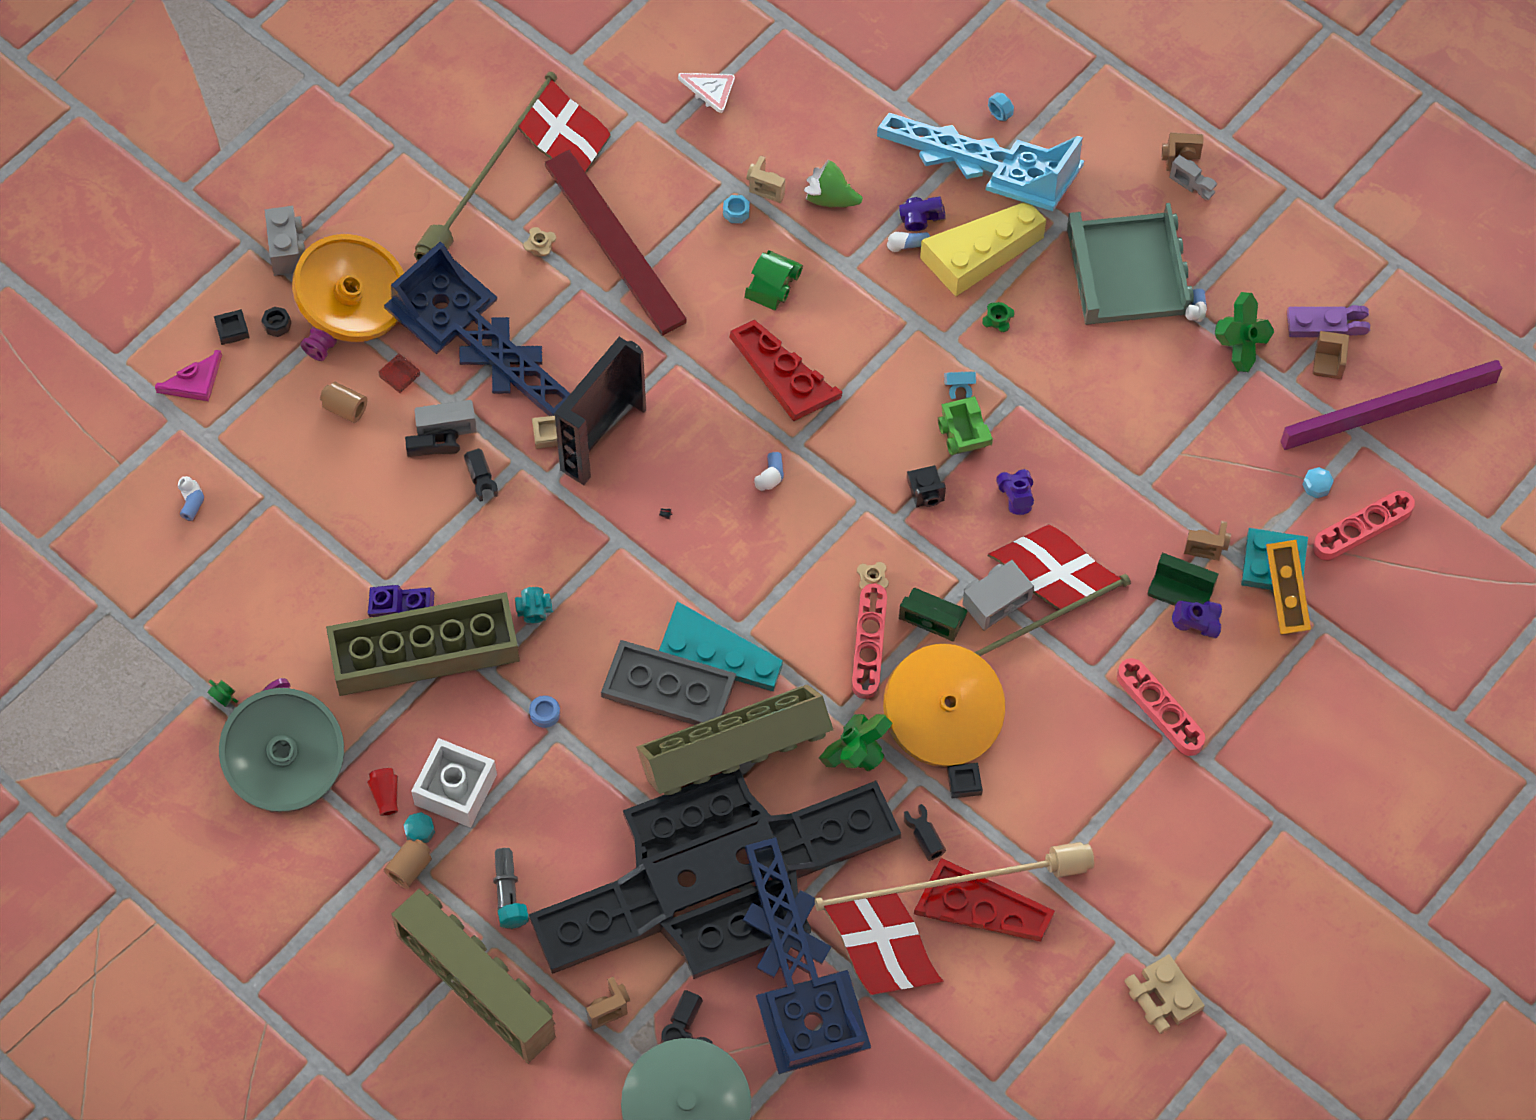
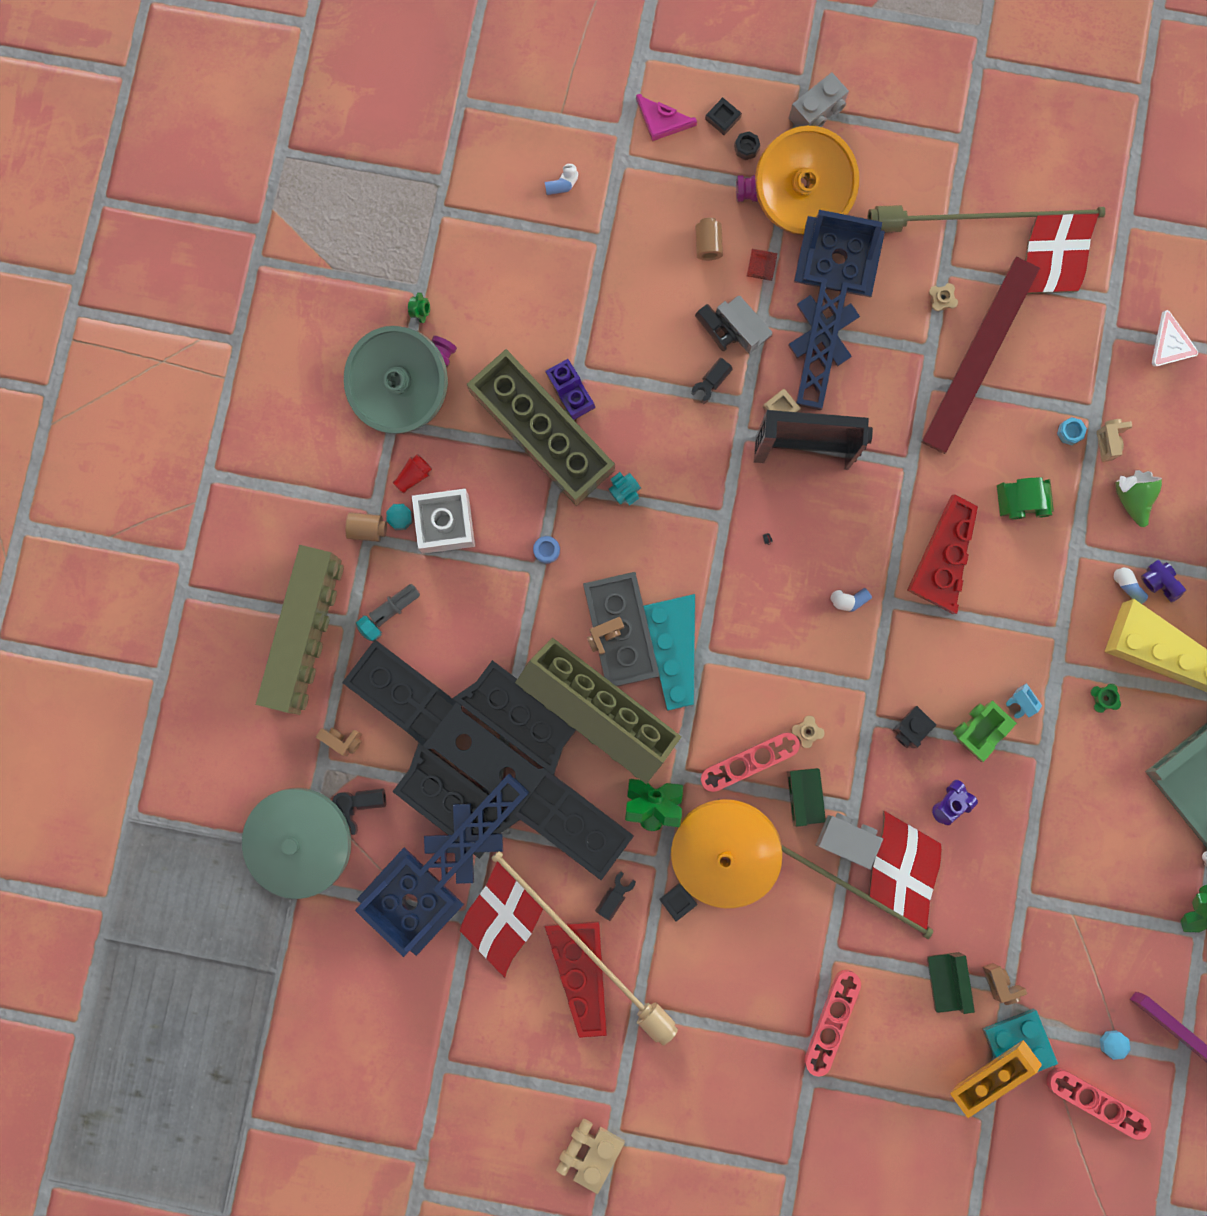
camera: 65 degrees right, 20 degrees up
(662, 699) = (608, 630): none -> medium nougat bracket
(1198, 616) = (929, 1013): dark purple plate -> none

